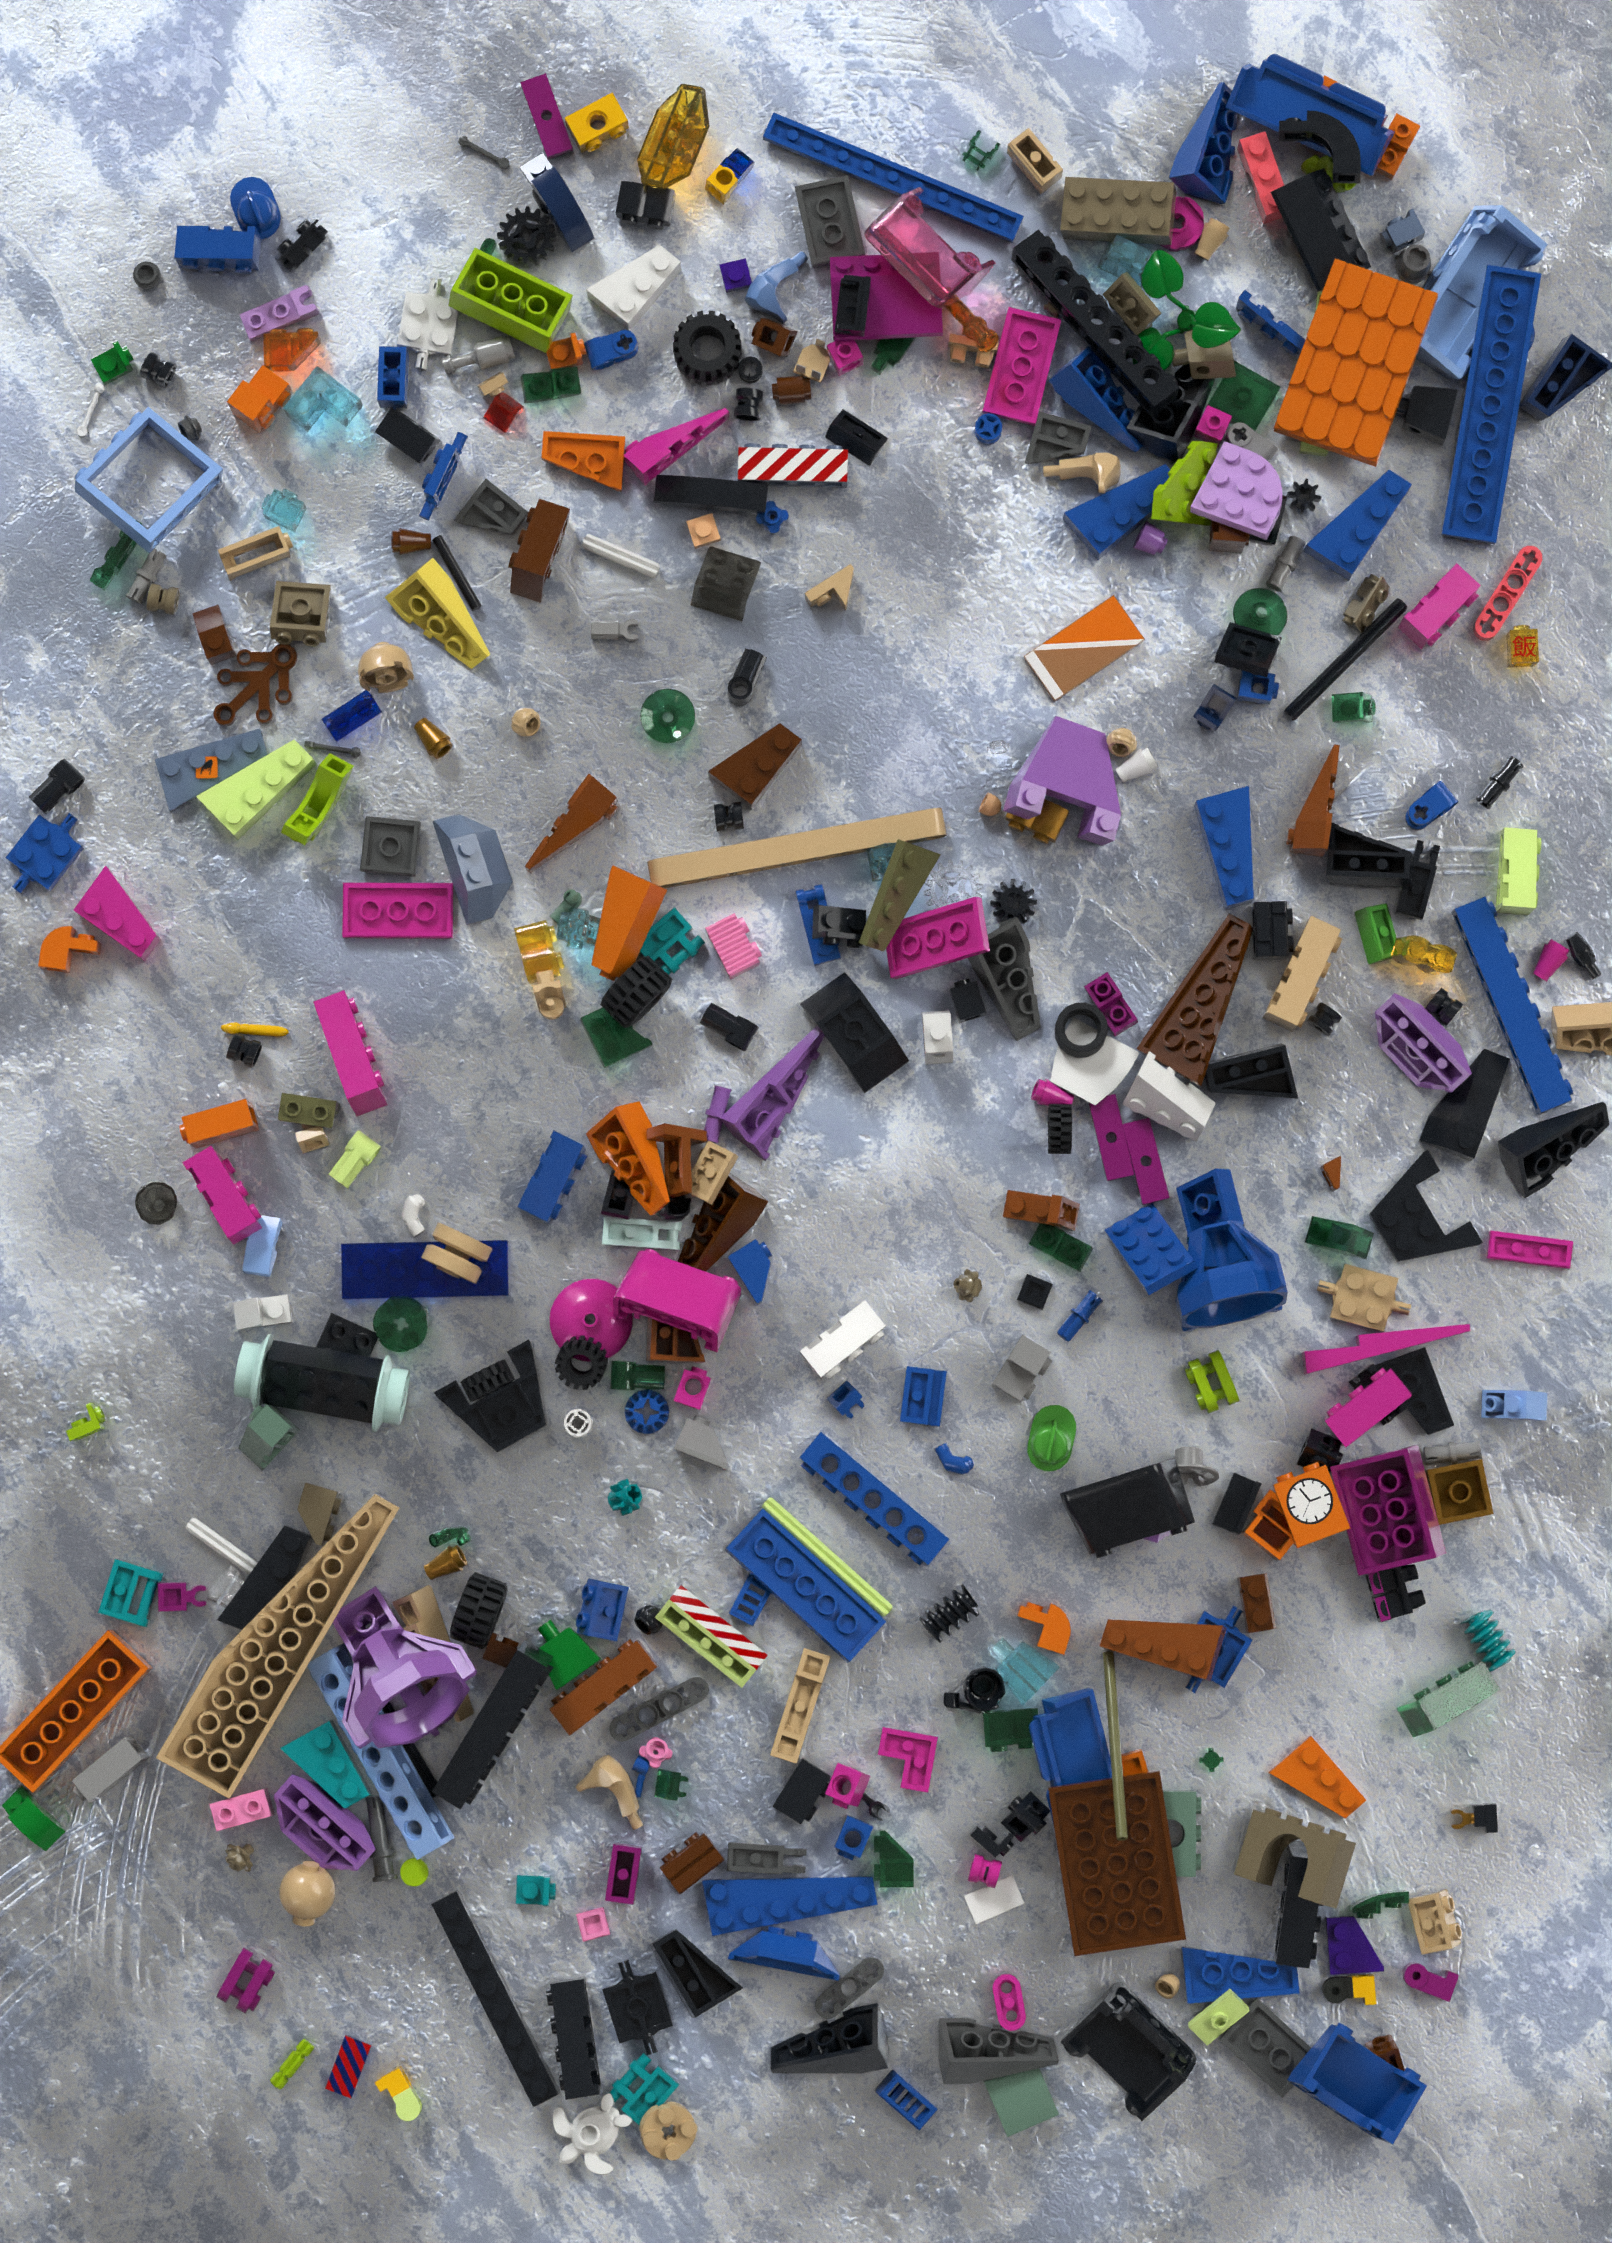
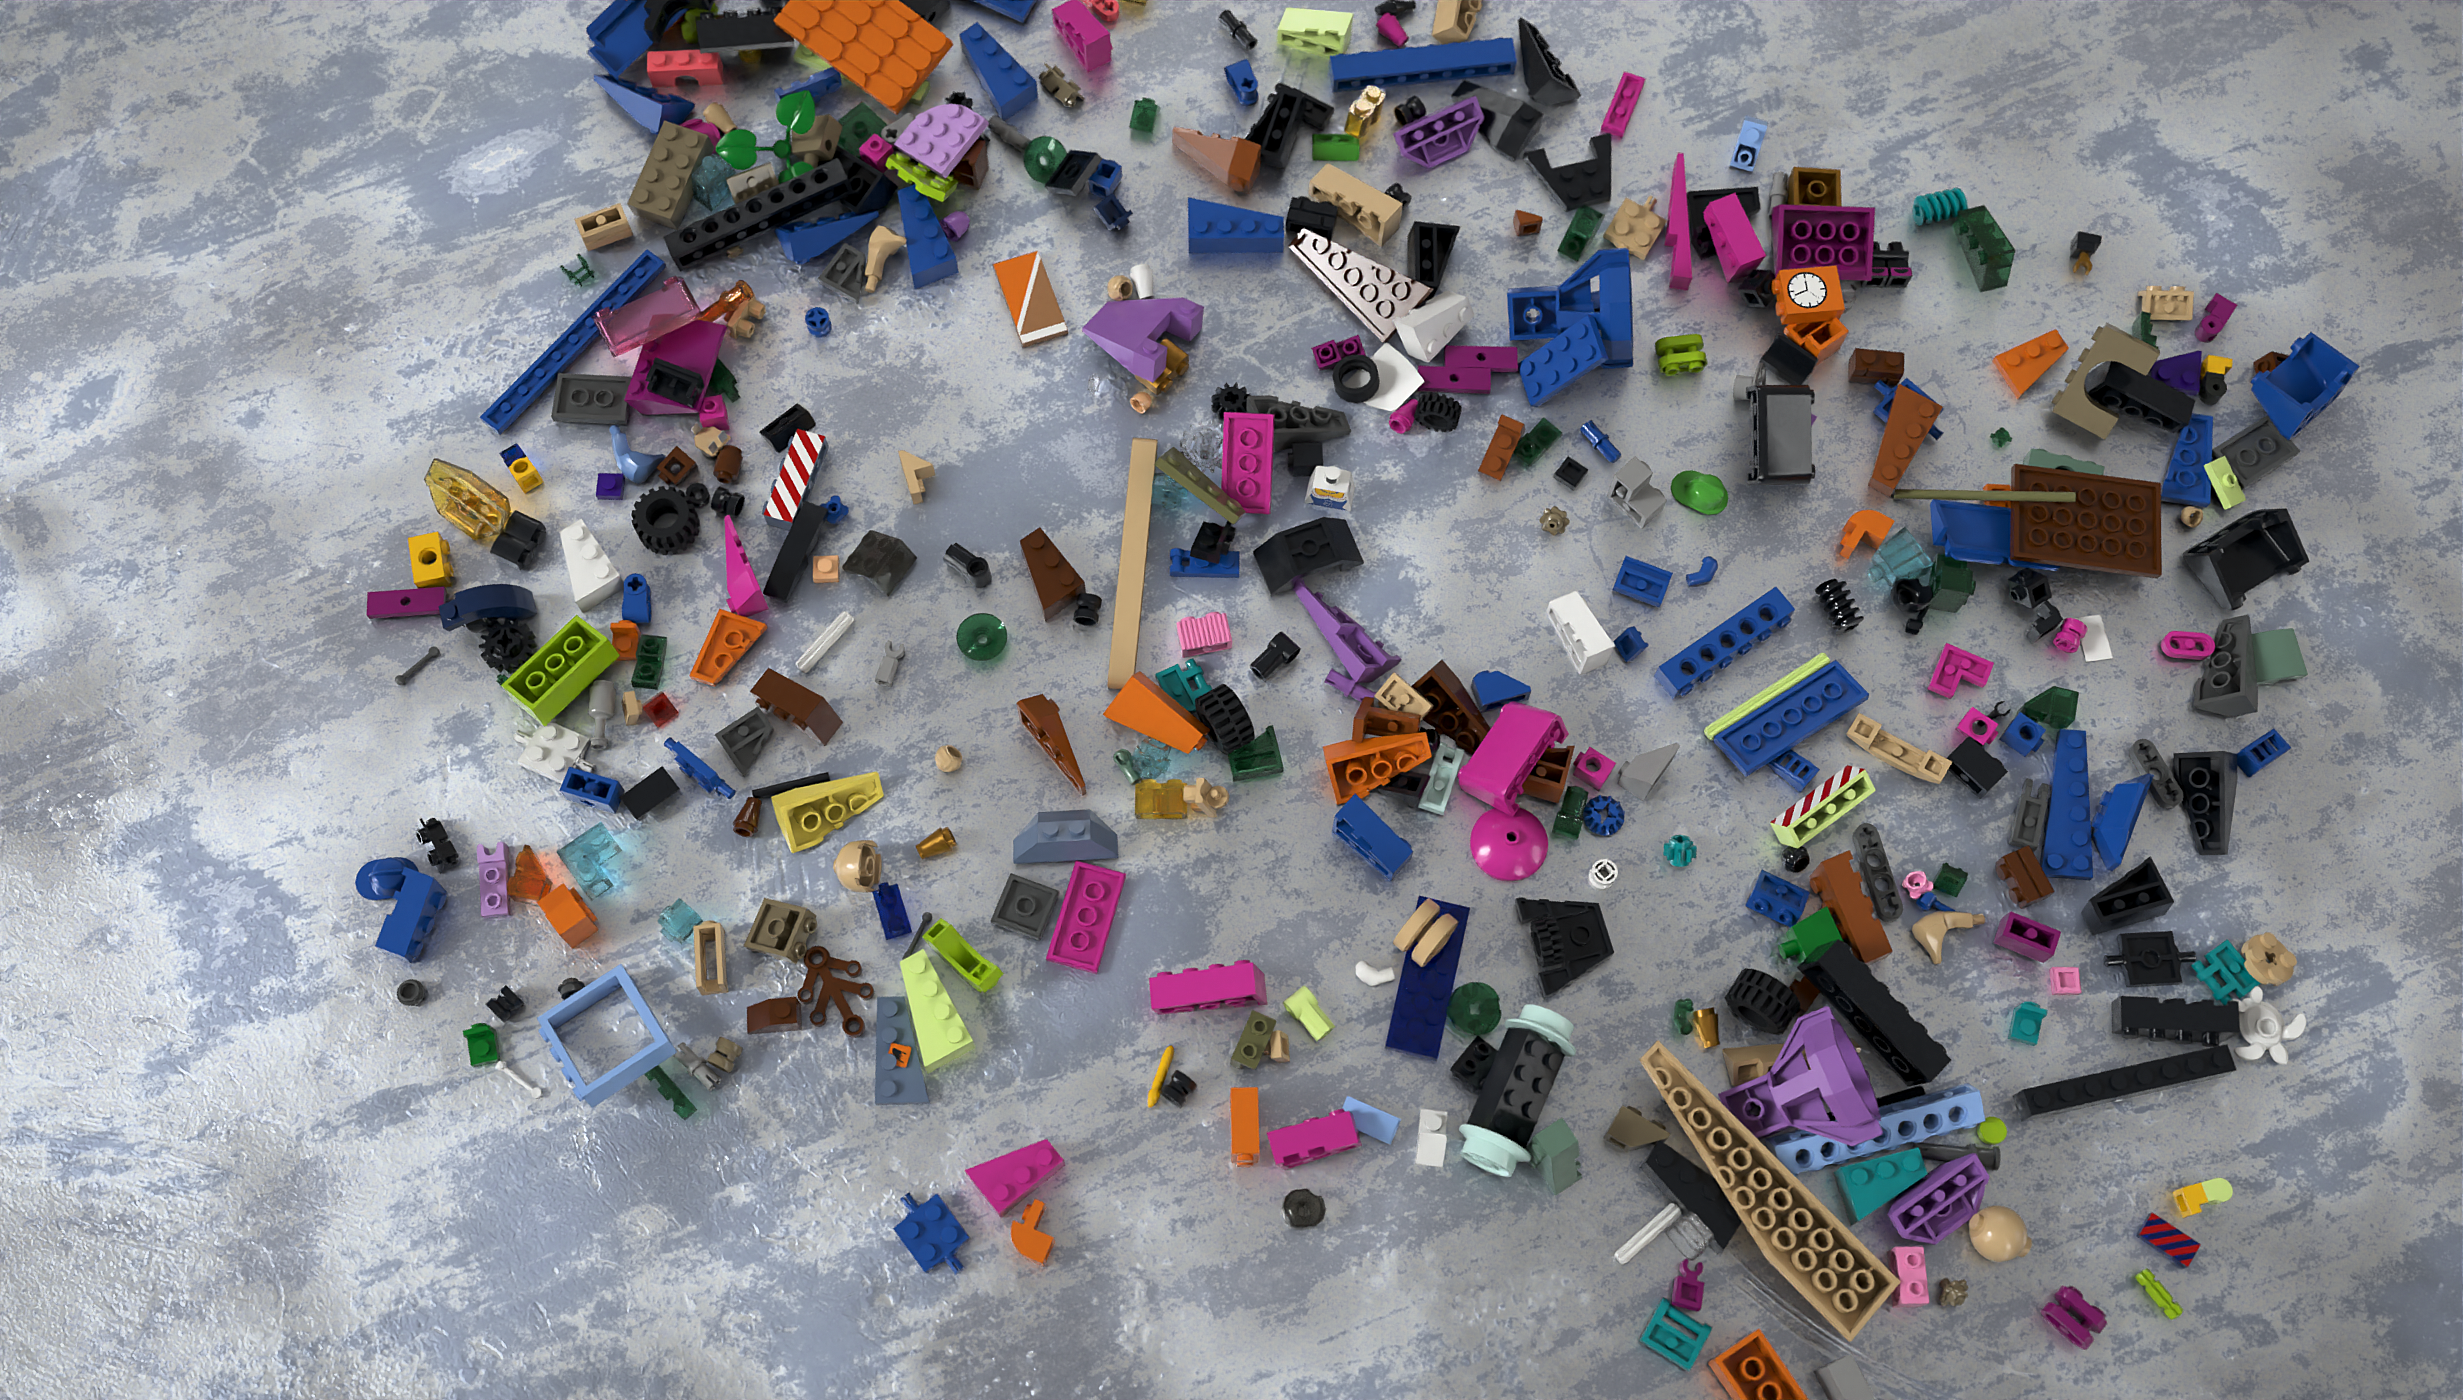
camera: 80 degrees left, 15 degrees down
(62, 781) = (869, 1199): black piece -> none
(83, 1427) = (1505, 1338): lime bracket -> none
(585, 1348) = (1562, 856): black tyre -> none
(1021, 366) = (775, 283): dark pink plate -> none
(1346, 658) = (1103, 113): black axle -> none

